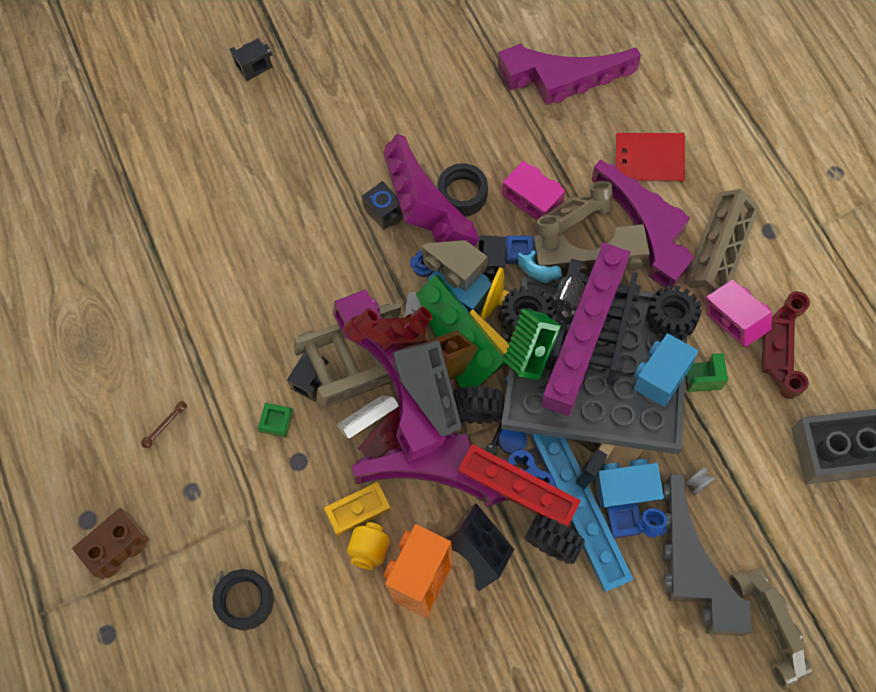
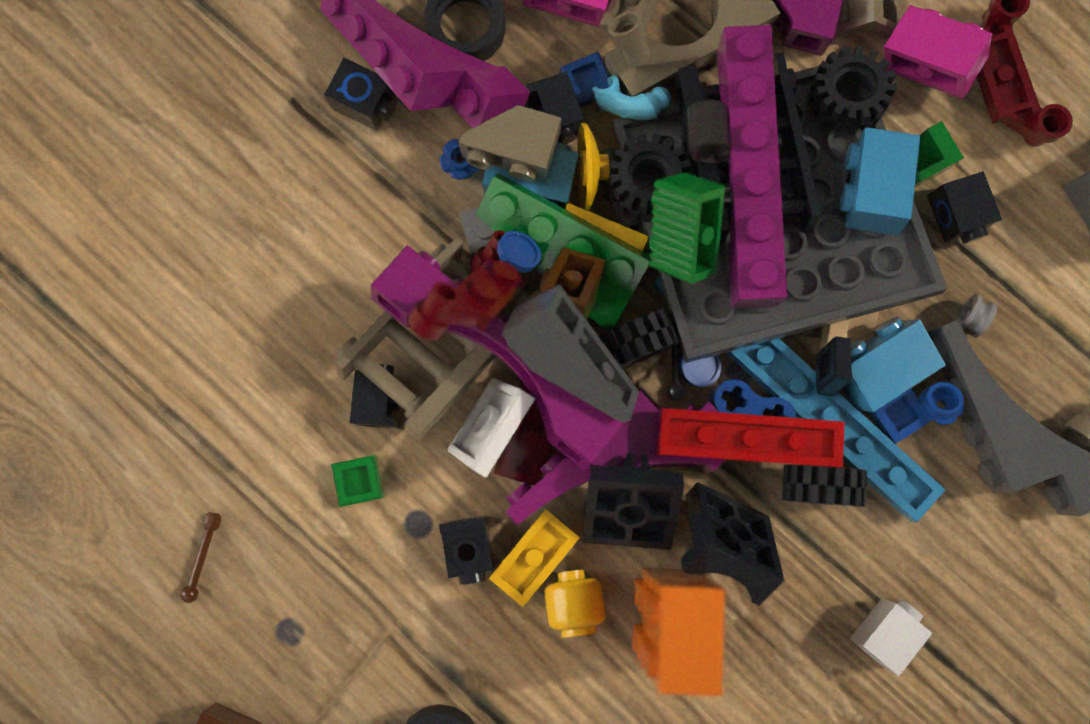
camera: 30 degrees left, 15 degrees up
(325, 495) = (470, 531): none -> black brick
(428, 497) = (632, 505): none -> black piece
(430, 322) = (519, 251): none -> blue piece
(559, 655) = (892, 634): none -> white brick
(719, 413) = (964, 208): none -> black brick

